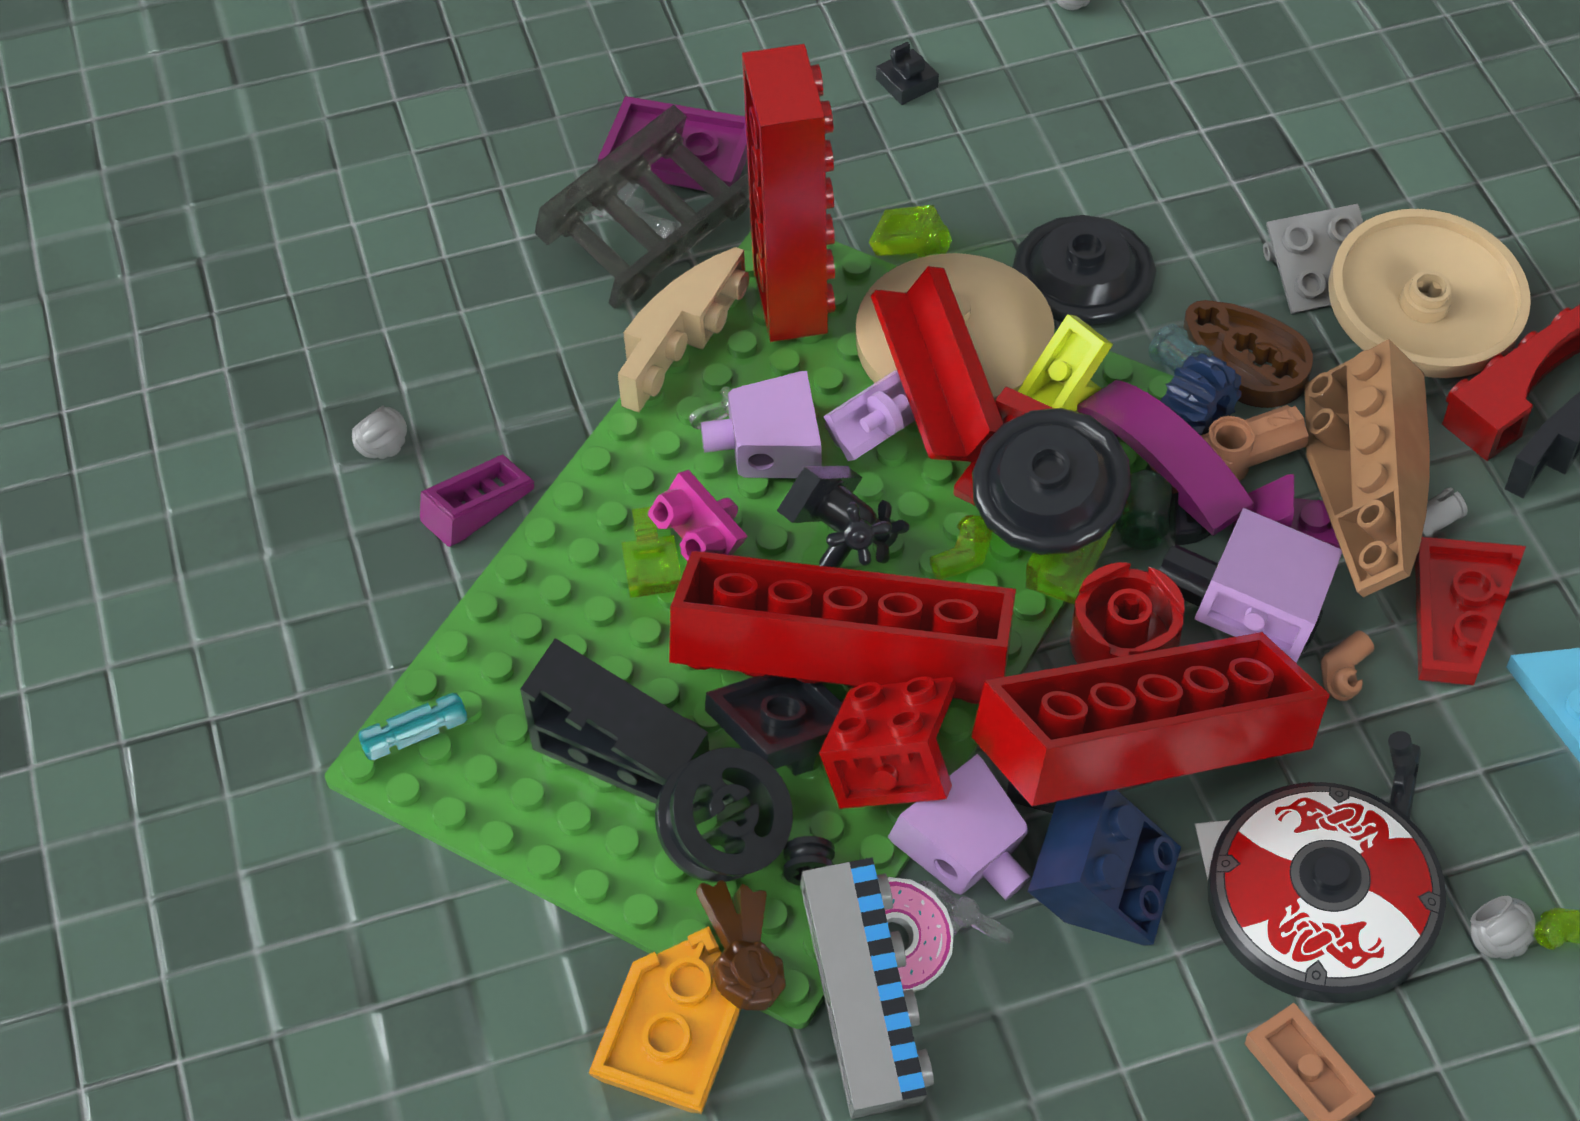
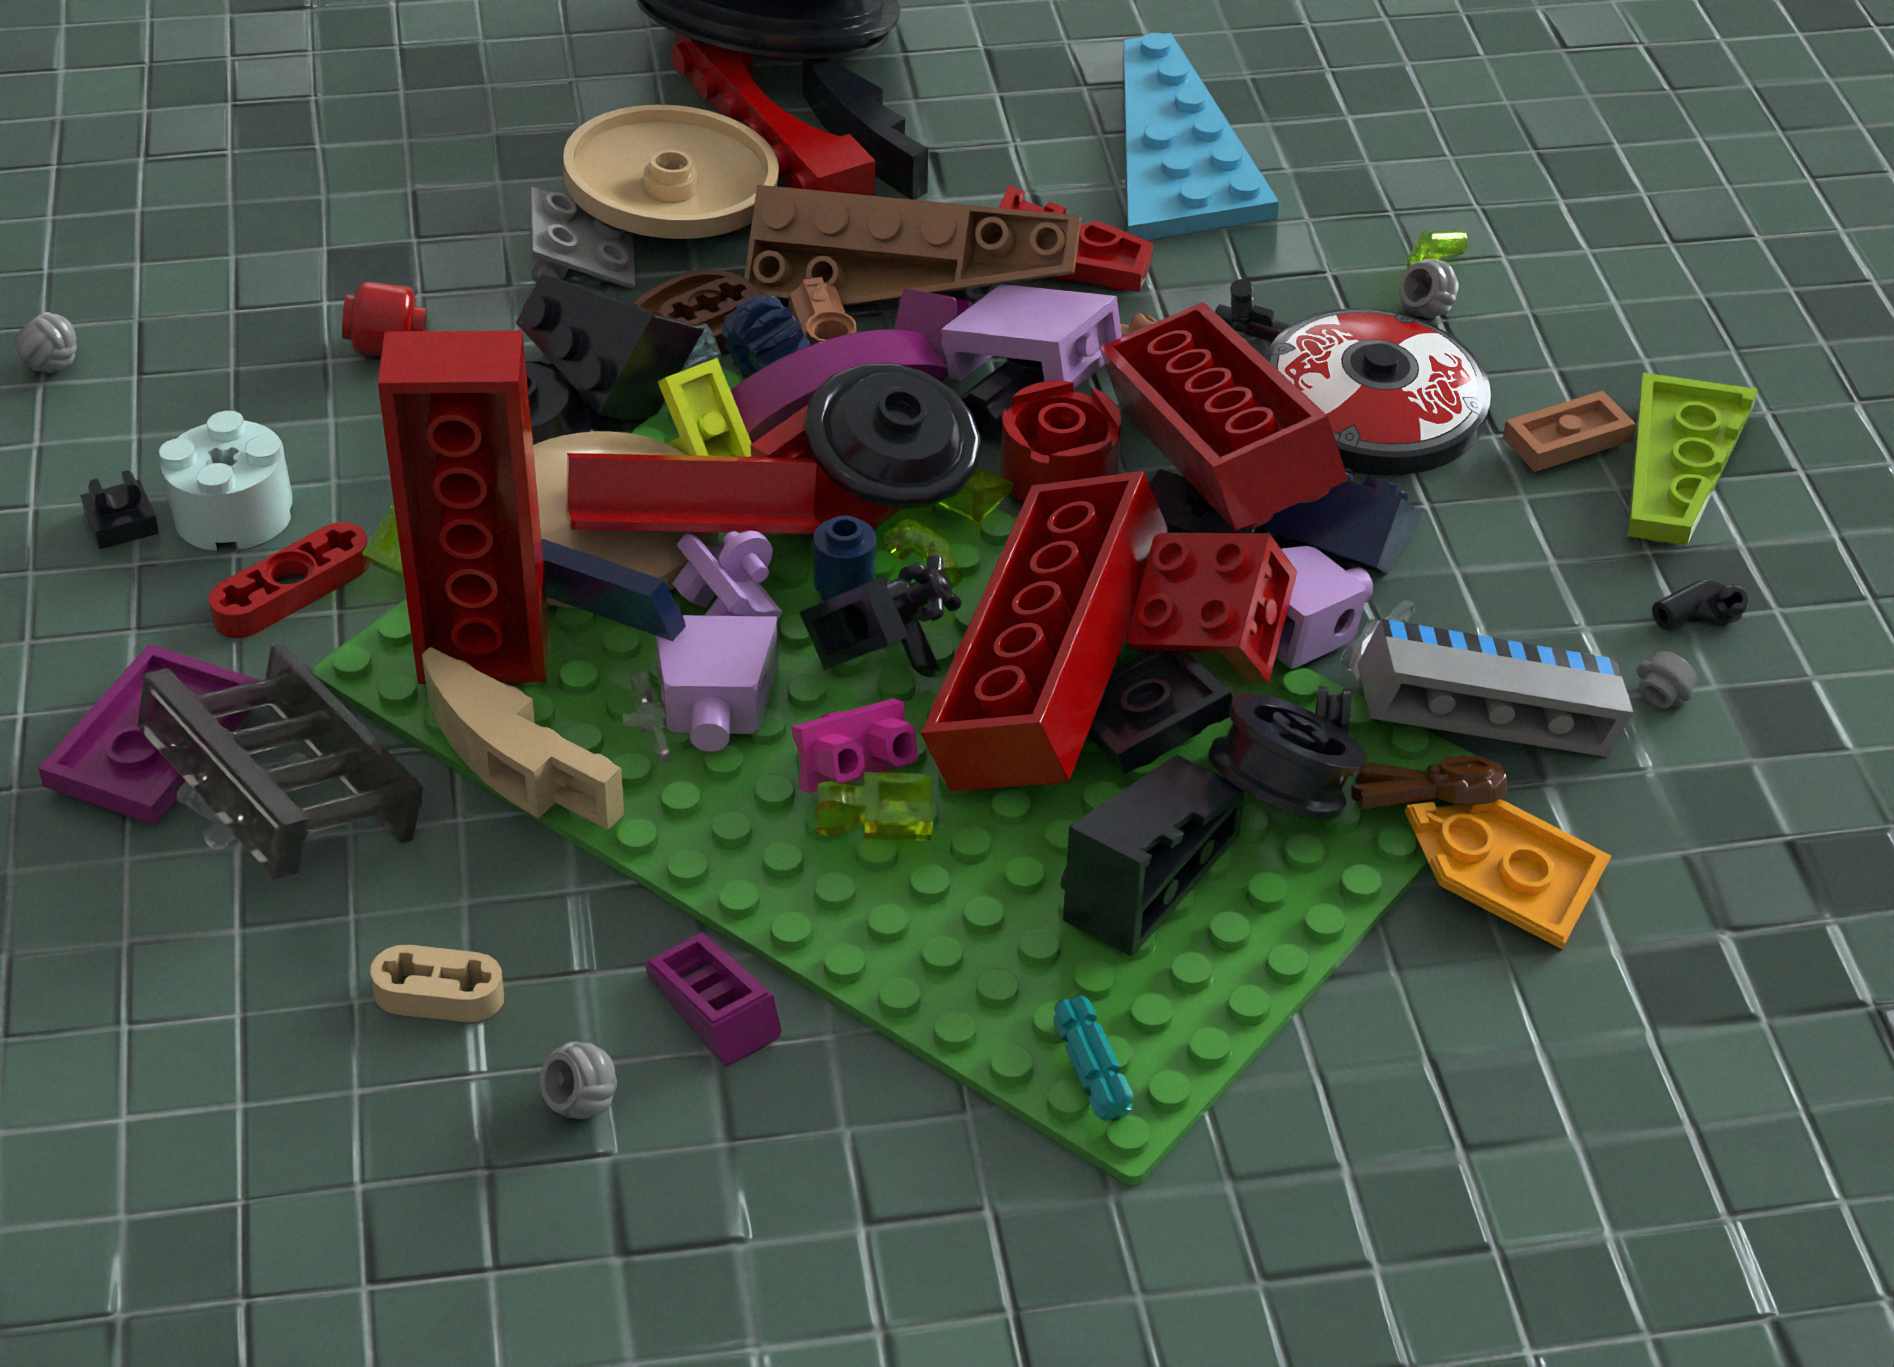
camera: 85 degrees left, 10 degrees down
(460, 346) = (437, 983): none -> tan beam
(816, 328) = (611, 591): none -> dark blue tile
(869, 197) = (256, 601): none -> red beam
(915, 485) = (843, 555): none -> dark blue brick
(937, 116) = (227, 483): none -> light aqua brick
(1158, 288) = (607, 346): none -> black wedge
(1159, 156) = (378, 310): none -> red head

